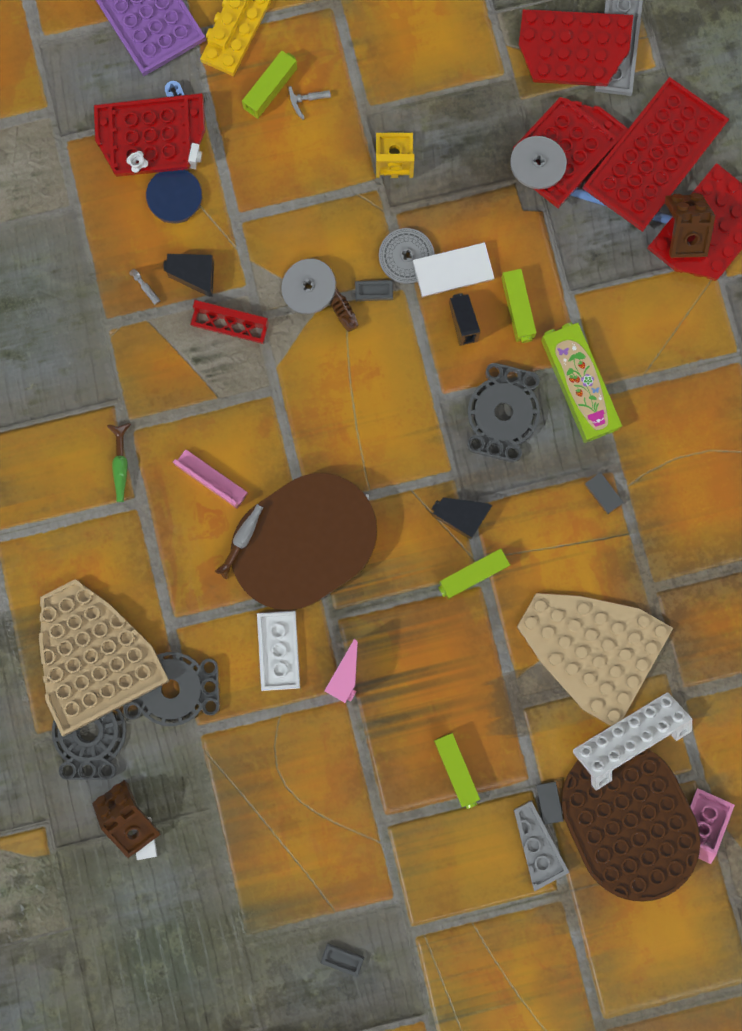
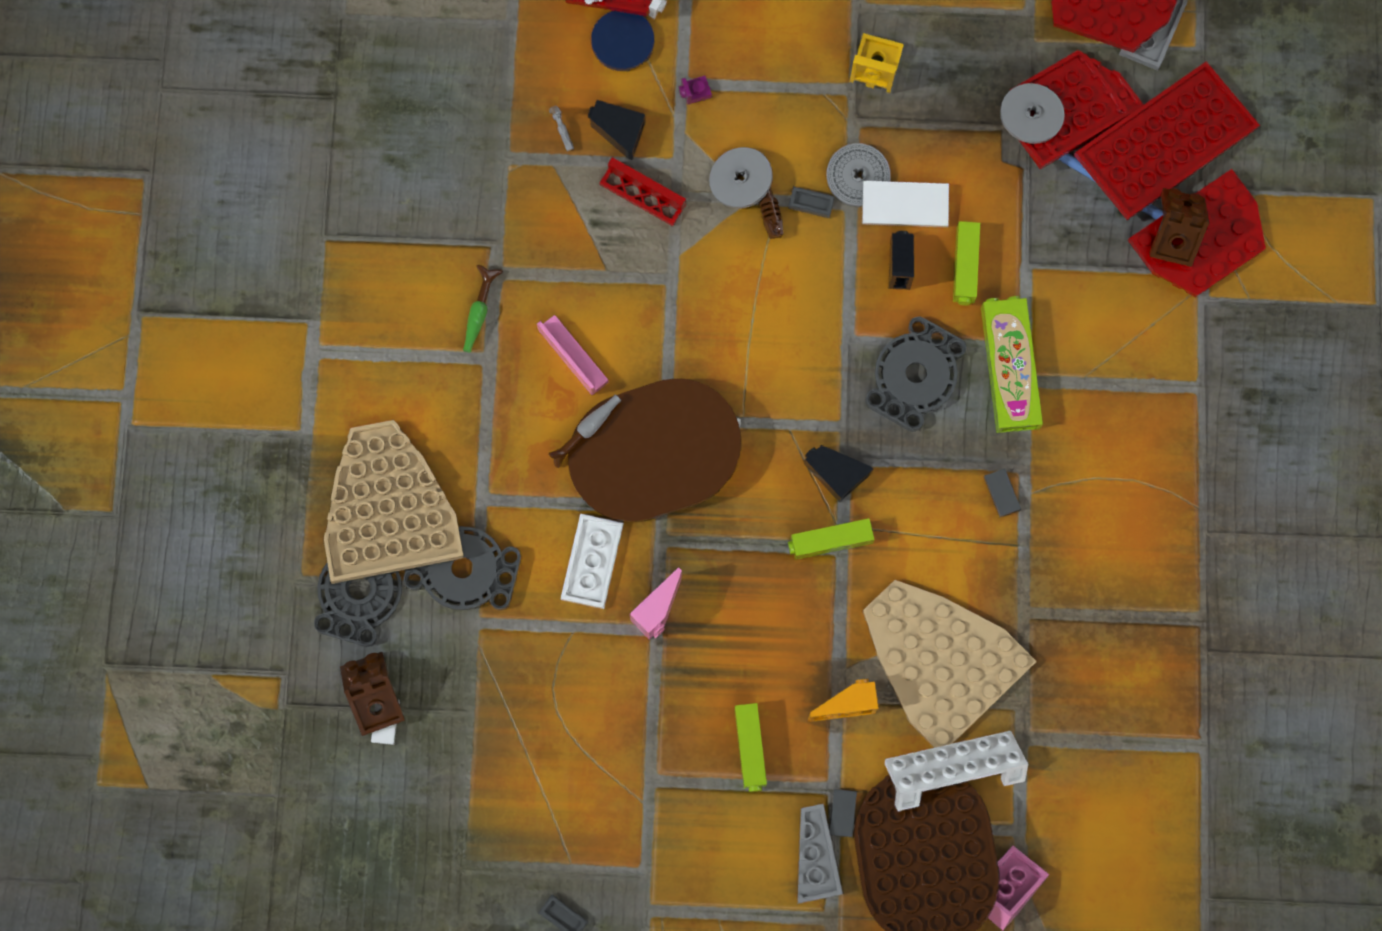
camera: 15 degrees right, 5 degrees down
(248, 221) = (695, 90): none -> magenta bracket
(530, 708) = (853, 701): none -> light orange slope

